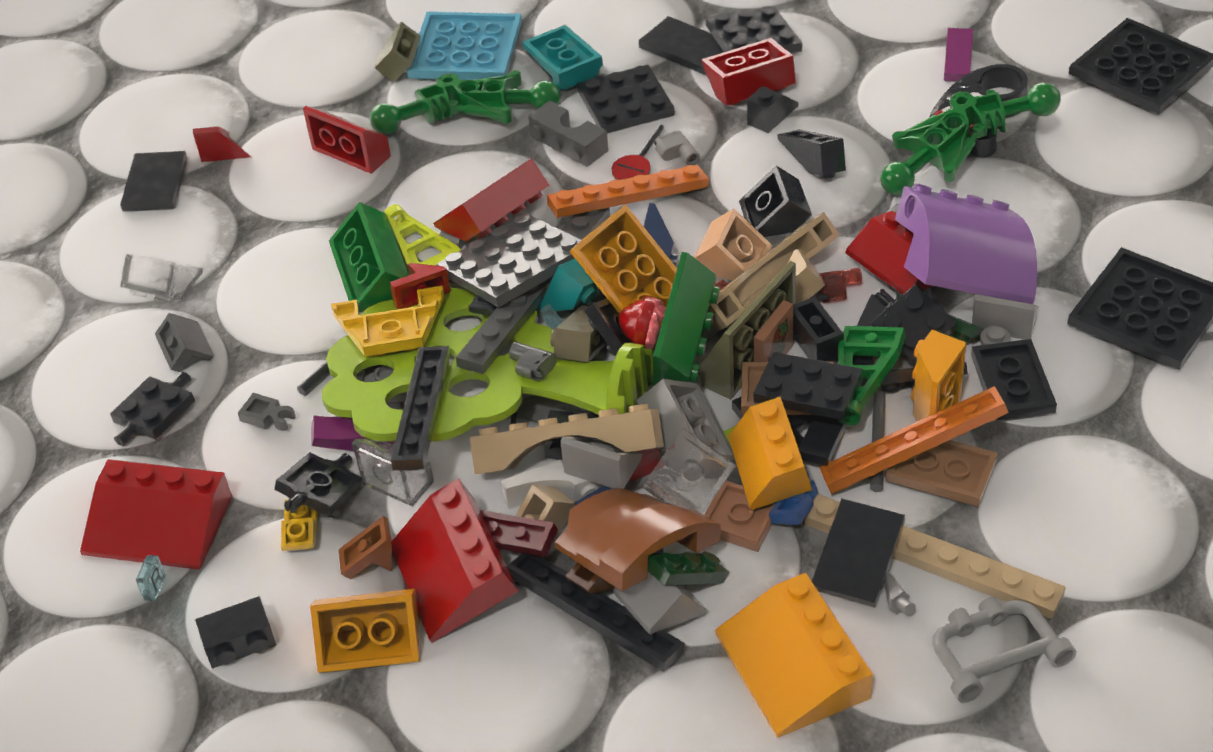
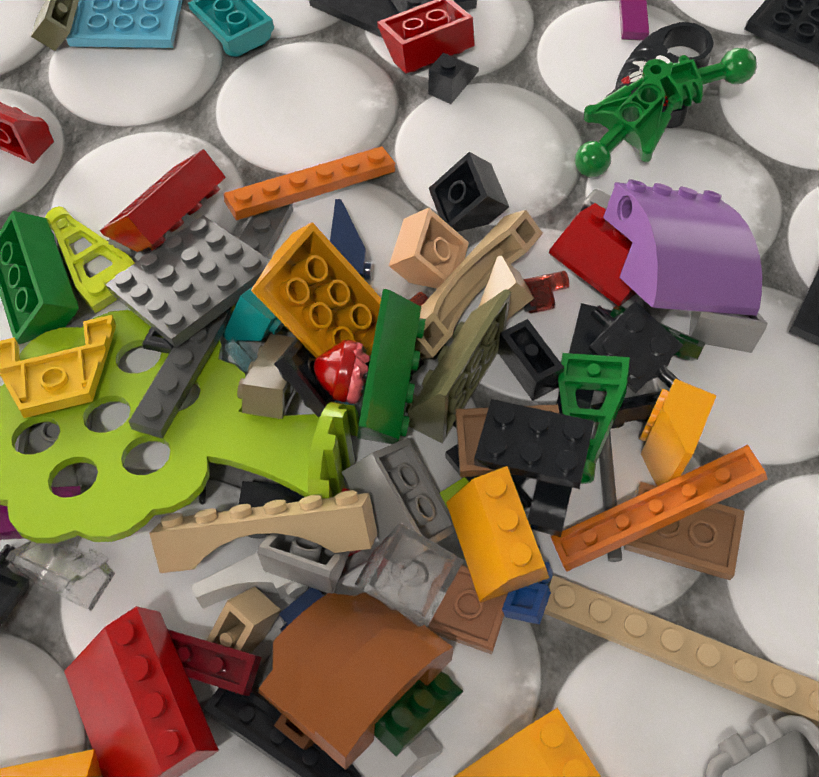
camera: 10 degrees left, 15 degrees up
(368, 547) = (35, 691): dark orange slope -> none
(420, 277) = (89, 305): red slope -> none
(420, 409) = (86, 507): black plate -> none
(471, 97) = (145, 70): green piece -> none
(532, 361) = (220, 424): dark grey piece -> none
(582, 143) = (256, 123): dark grey arch -> none
(625, 99) = (300, 67): black plate -> none
(634, 165) = (315, 148): red piece -> none
(674, 146) = (356, 123): light grey piece -> none
(775, 334) = (487, 372): nougat tile -> none
(816, 151) = (505, 128): black slope -> none
(858, 552) = (609, 661): black tile -> none
(897, 598) = (657, 715): light grey bar -> none
(994, 335) = (717, 355): light grey plate -> none
(1017, 377) = (746, 407): black plate -> none

